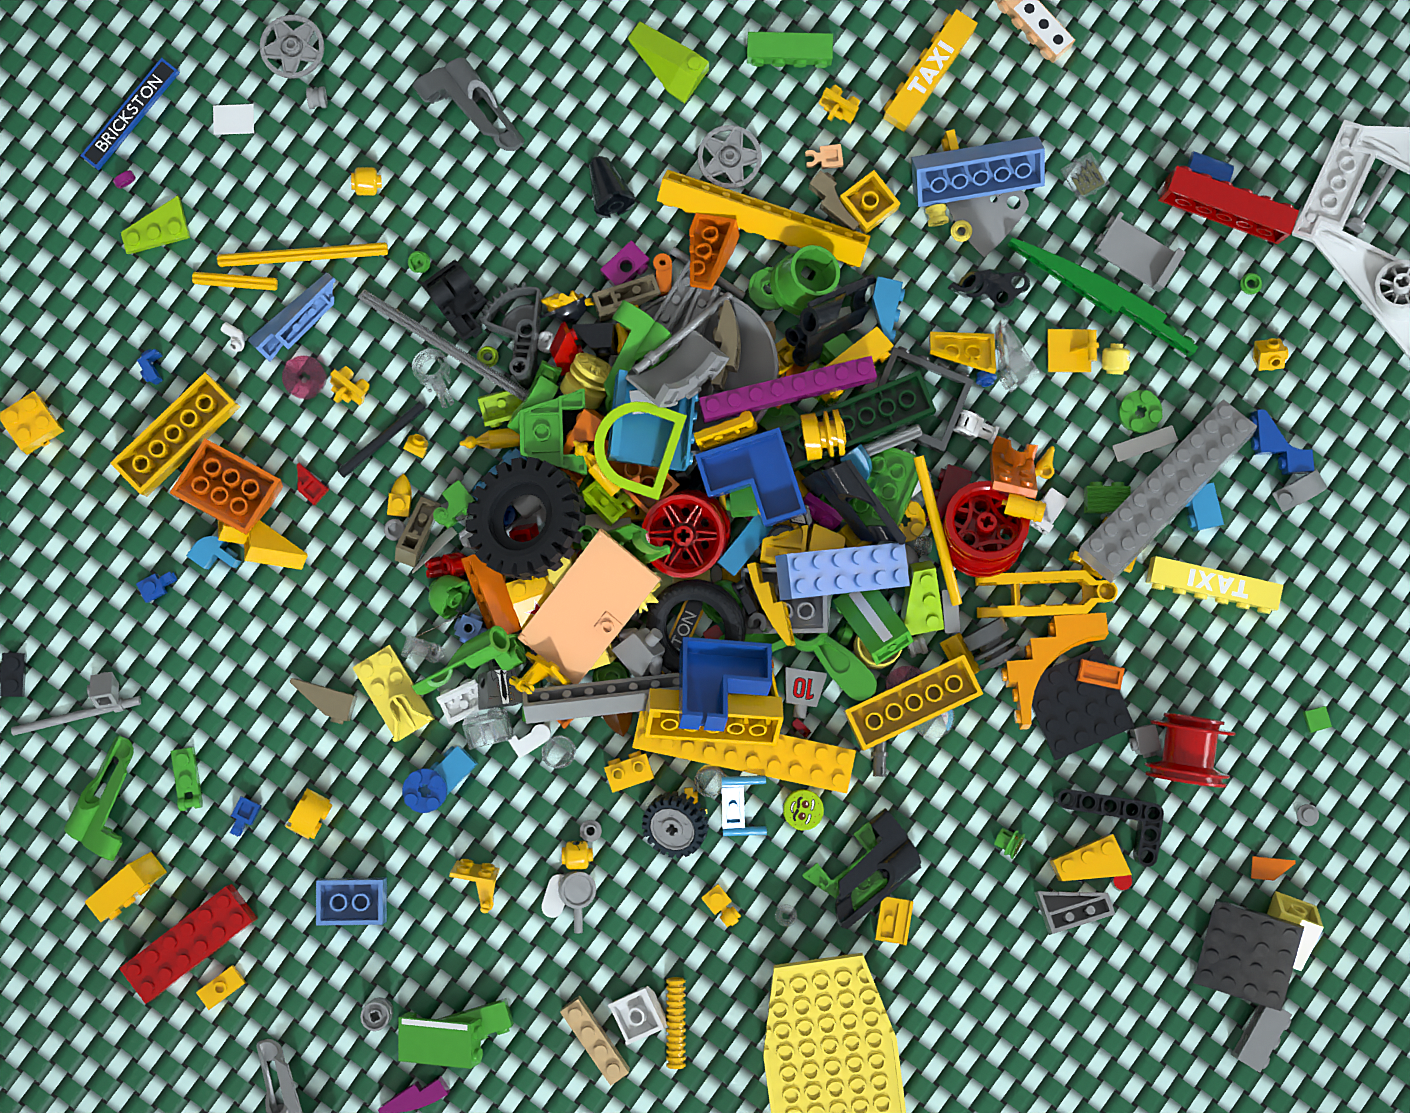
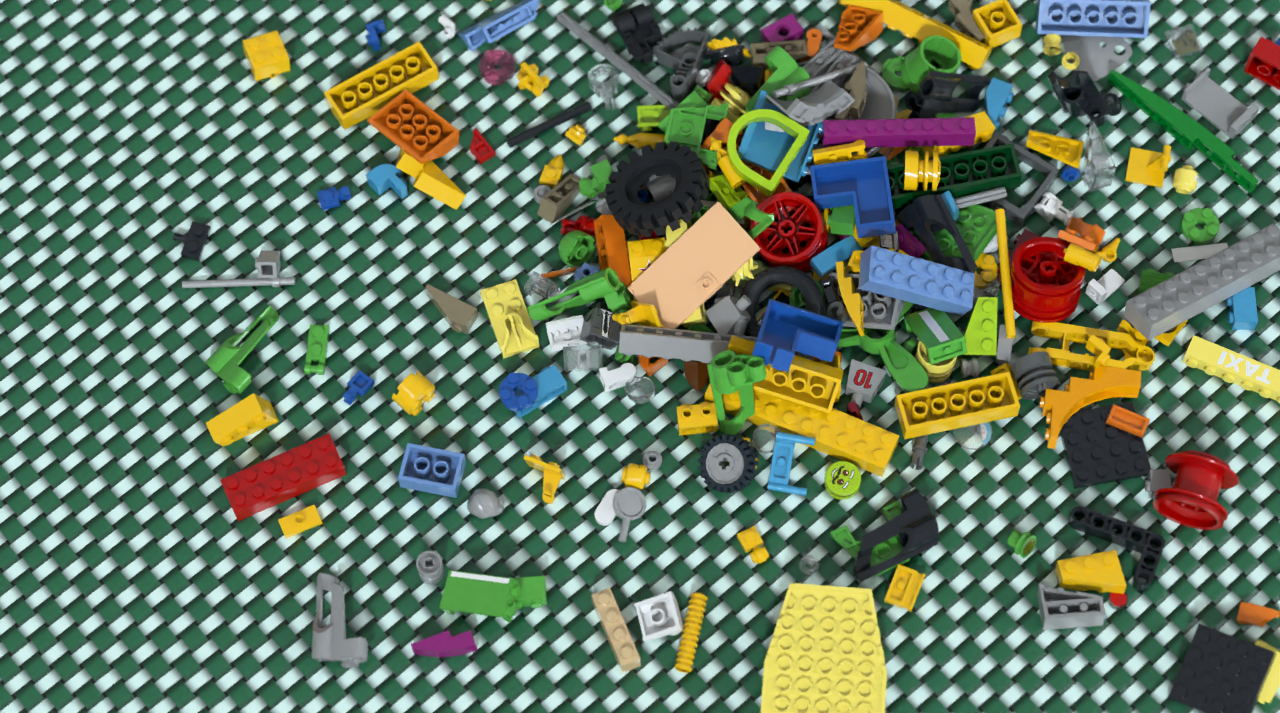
camera: 20 degrees right, 20 degrees down
(418, 923) = (484, 504): none -> light grey hair
(488, 350) = (653, 75): lime plate -> none
(665, 744) = (734, 373): none -> bright green panel
(1056, 598) = (1100, 349): none -> yellow bracket

